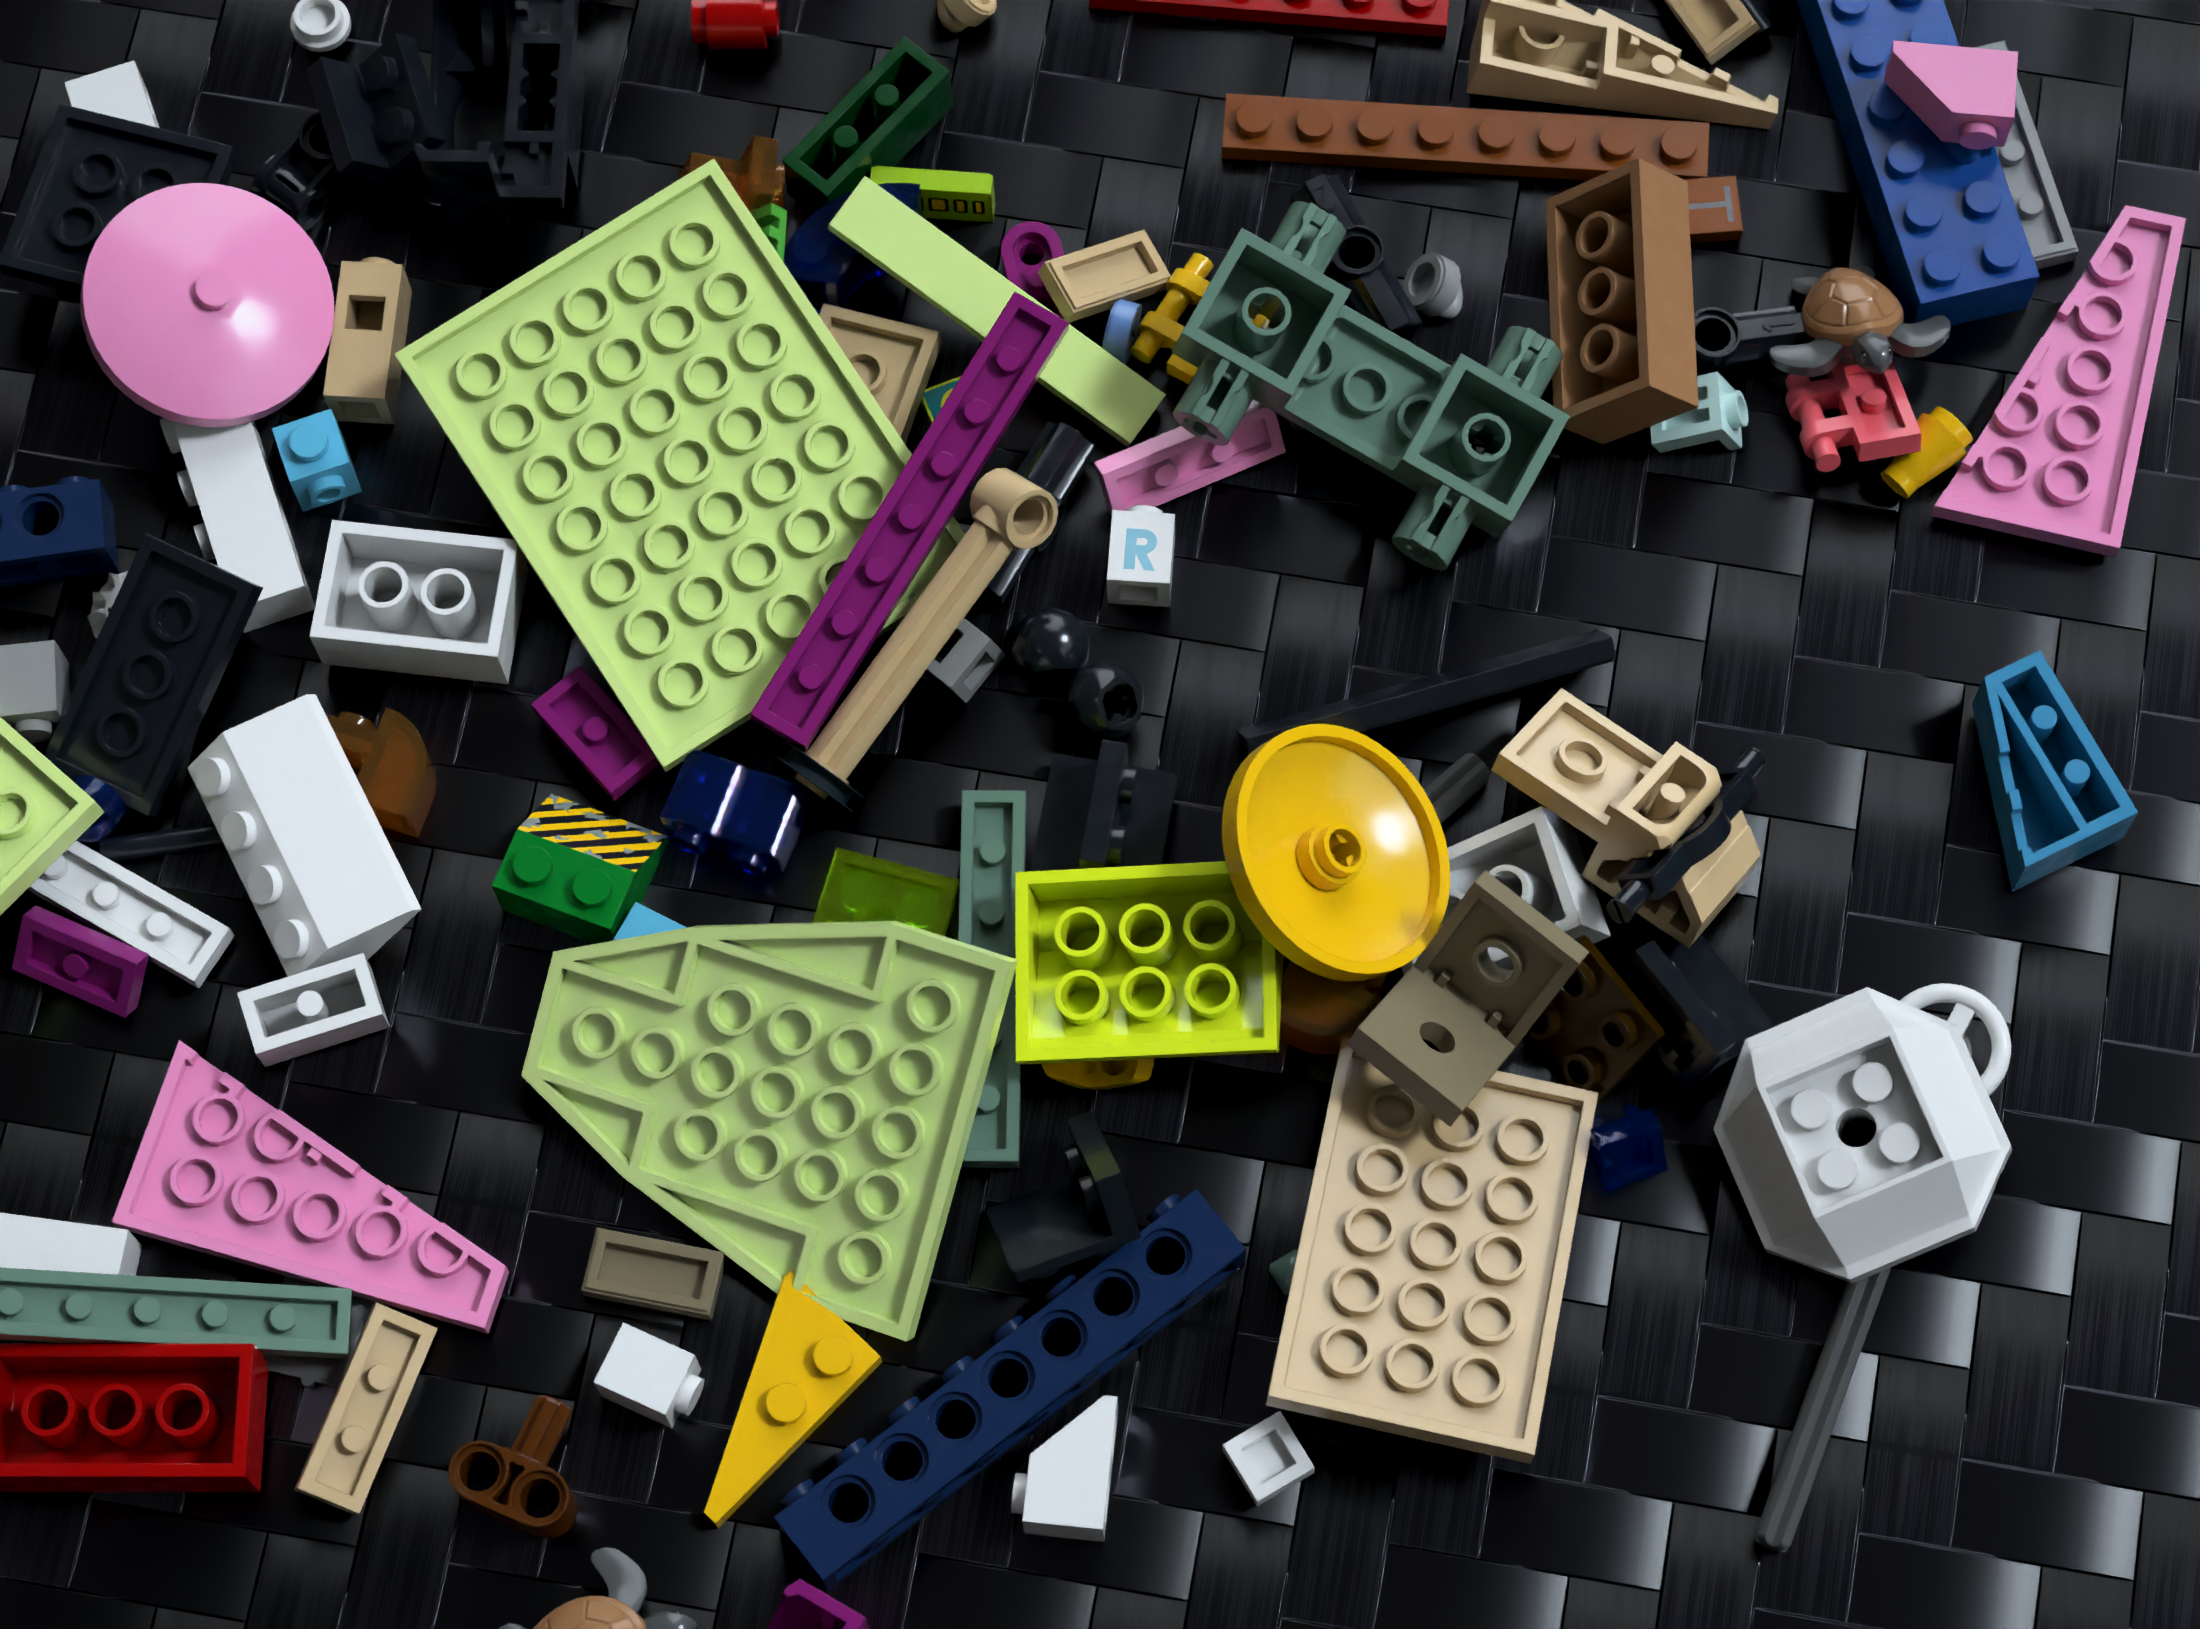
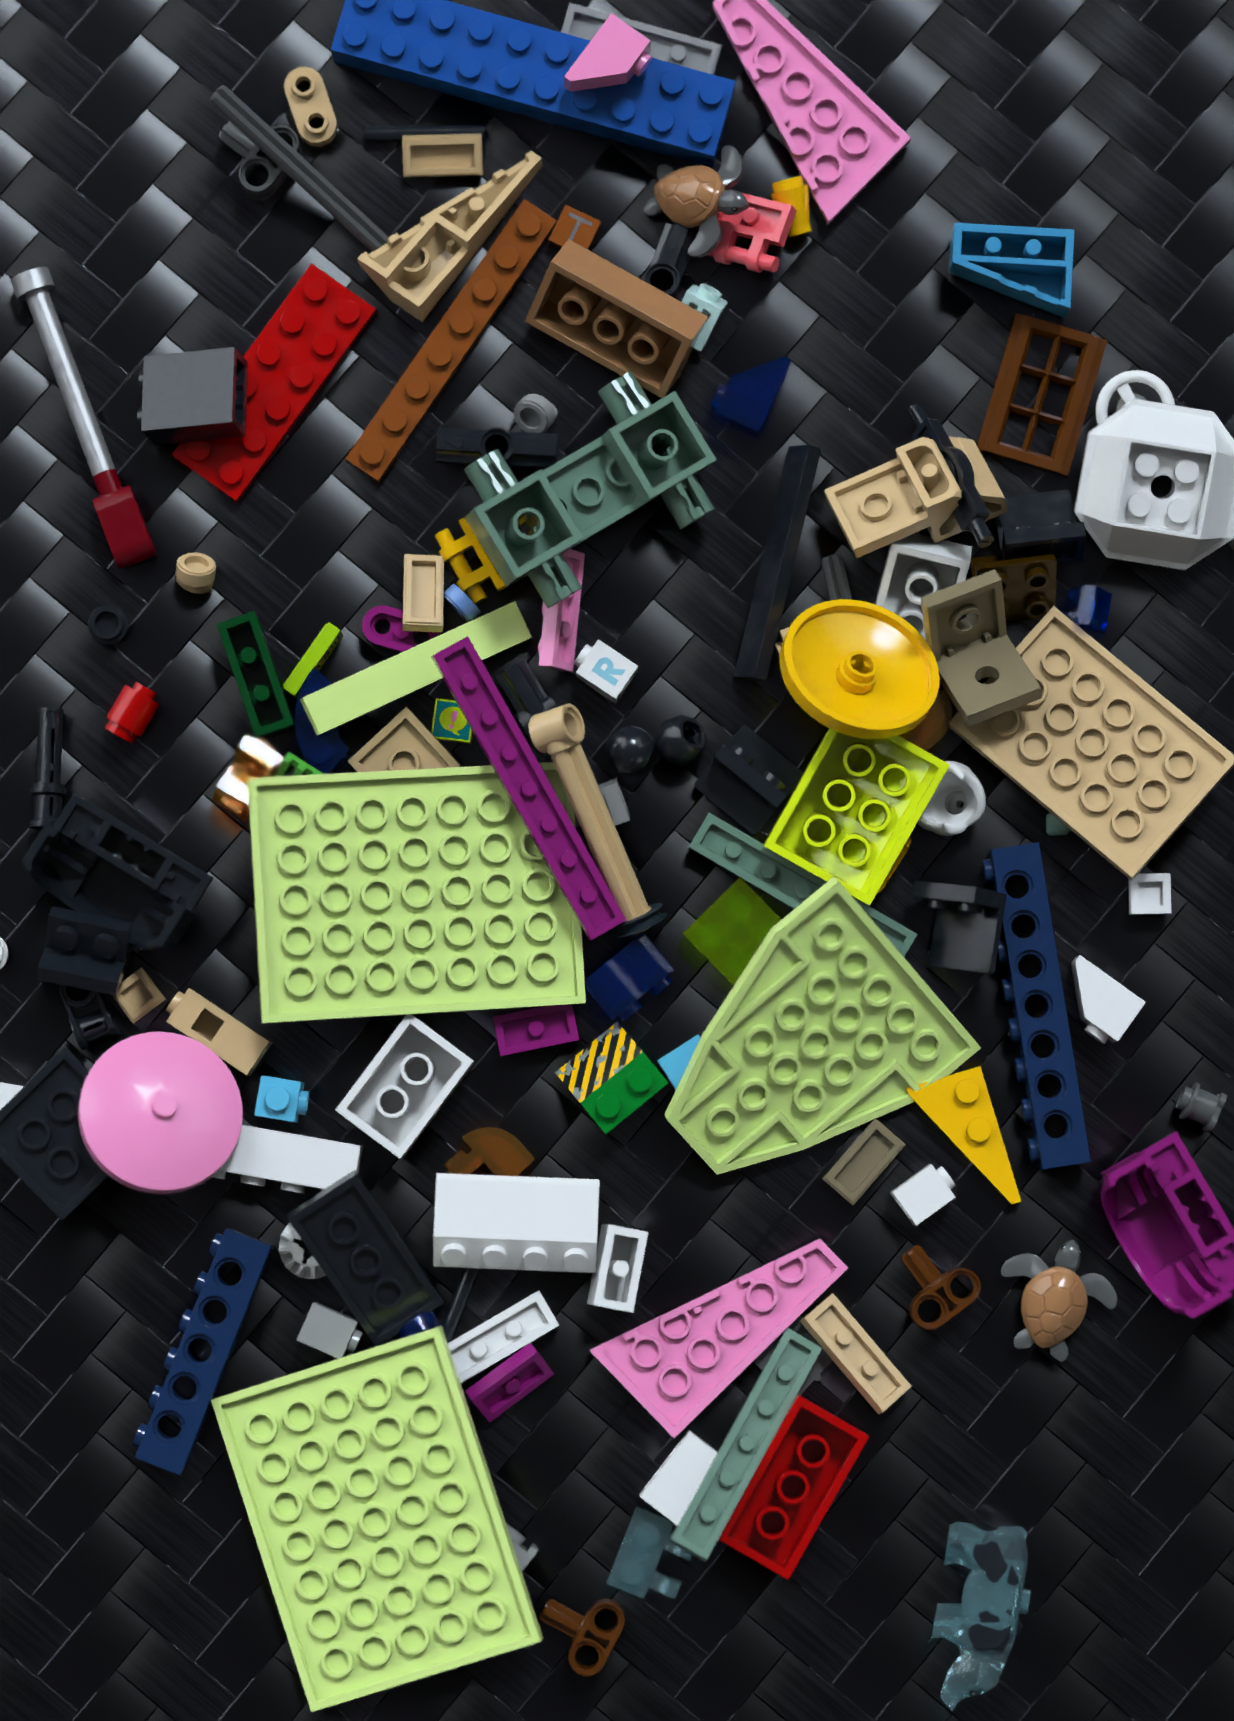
camera: 65 degrees left, 15 degrees up
(364, 226) = (138, 995): none -> tan tile
(1218, 1085) = (946, 816): none -> white piece
(1635, 539) = (750, 396): none -> clear blue slope
(1873, 863) = (1076, 405): none -> reddish brown piece

